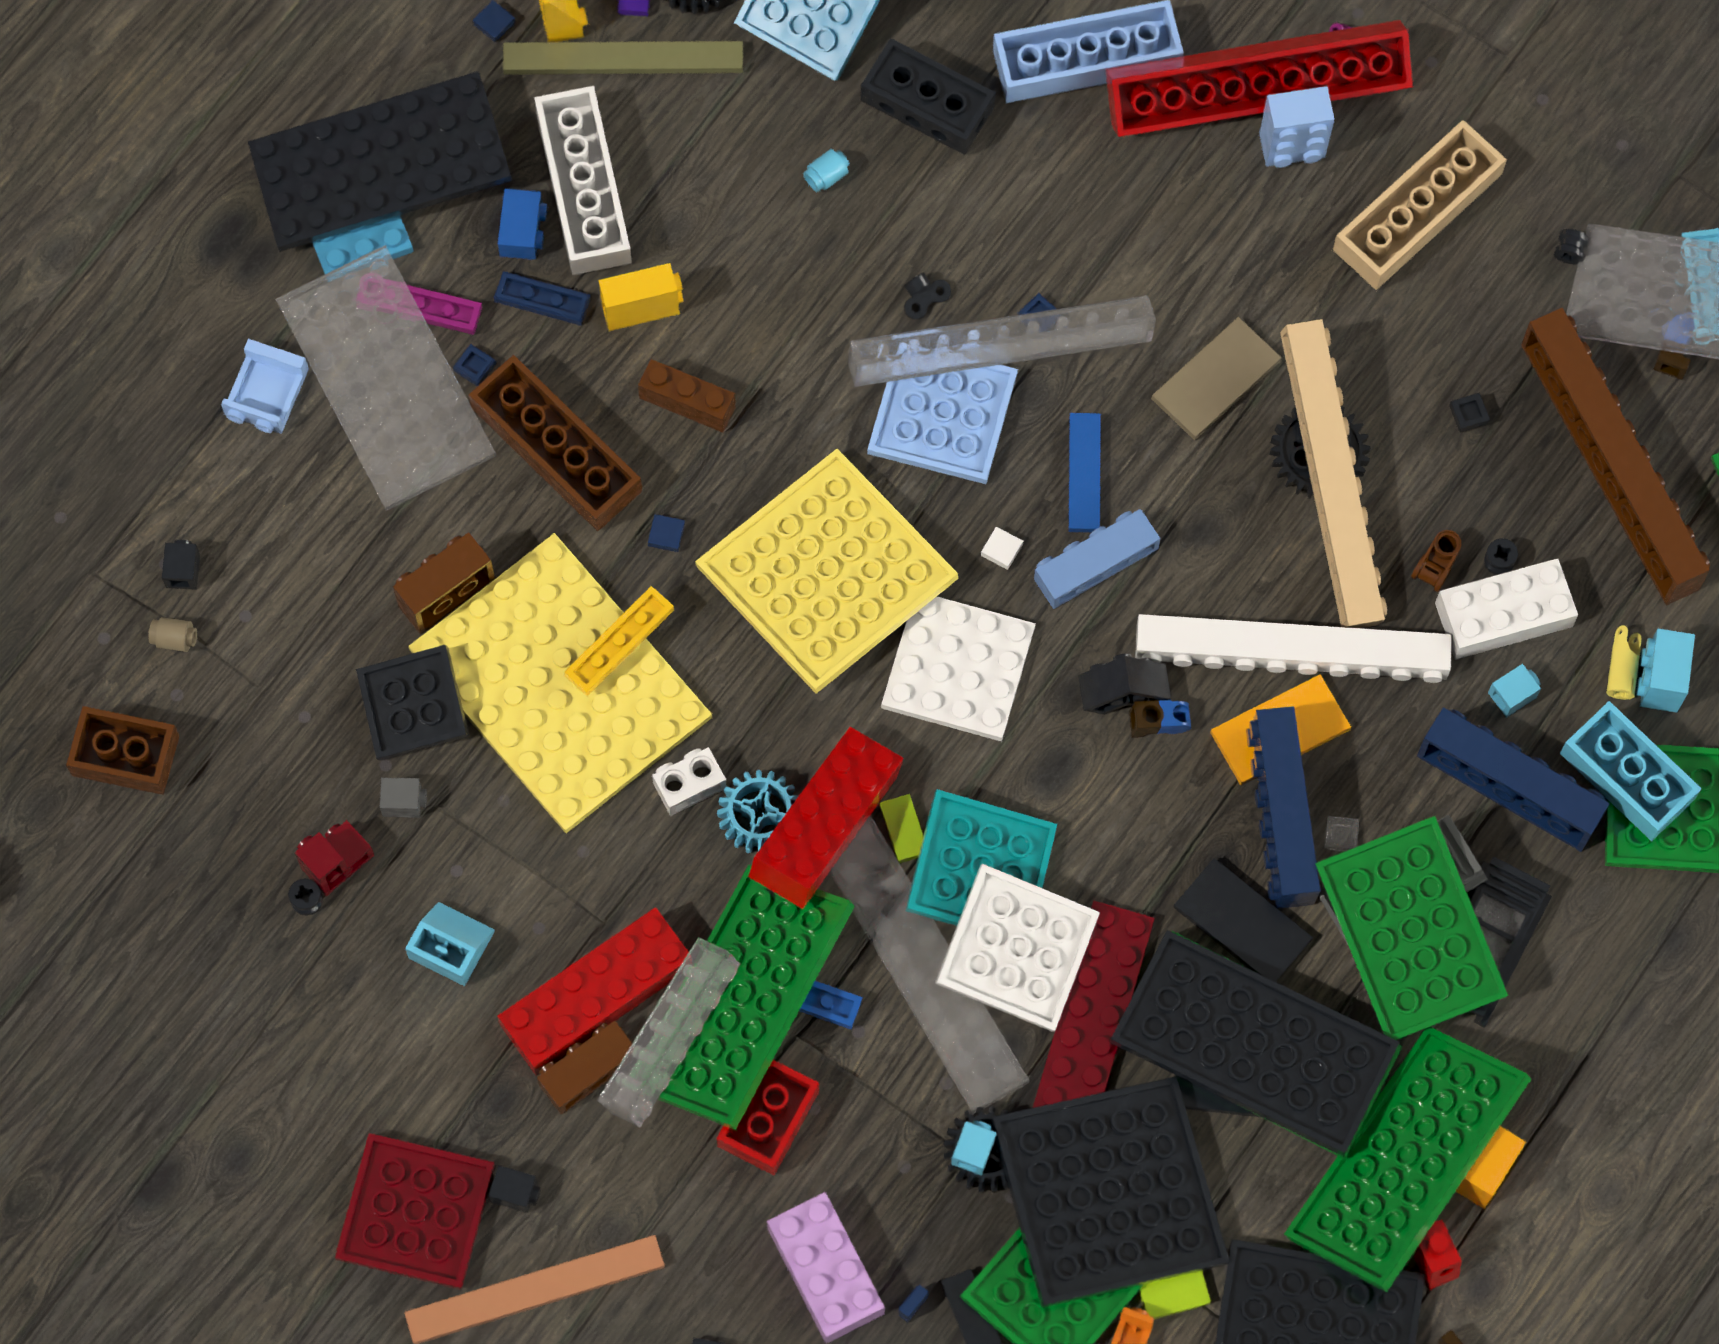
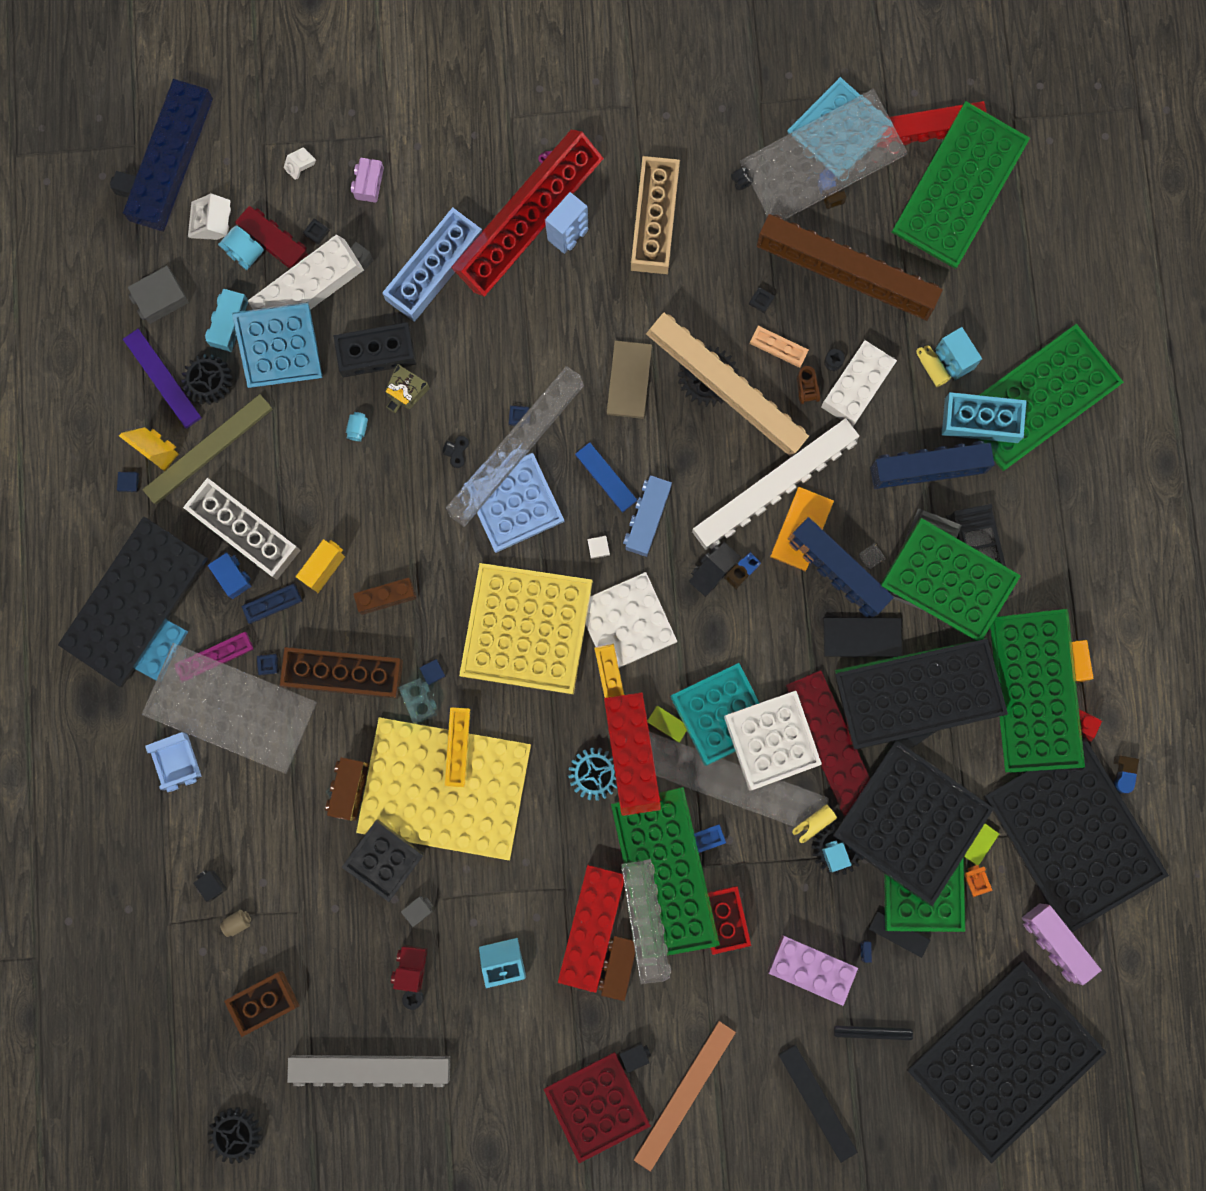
camera: 35 degrees left, 10 degrees up
(181, 936) = (368, 1069): none -> light grey brick
(612, 549) = (413, 703): none -> clear light blue brick
(694, 788) = (552, 788): white brick -> none
(886, 701) = (609, 671): none -> yellow tile
(924, 172) = (405, 389): none -> torso
(982, 1090) = (815, 823): none -> light yellow piece
(1444, 486) = (779, 346): none -> light nougat tile
(1515, 690) = (894, 420): medium azure brick -> none

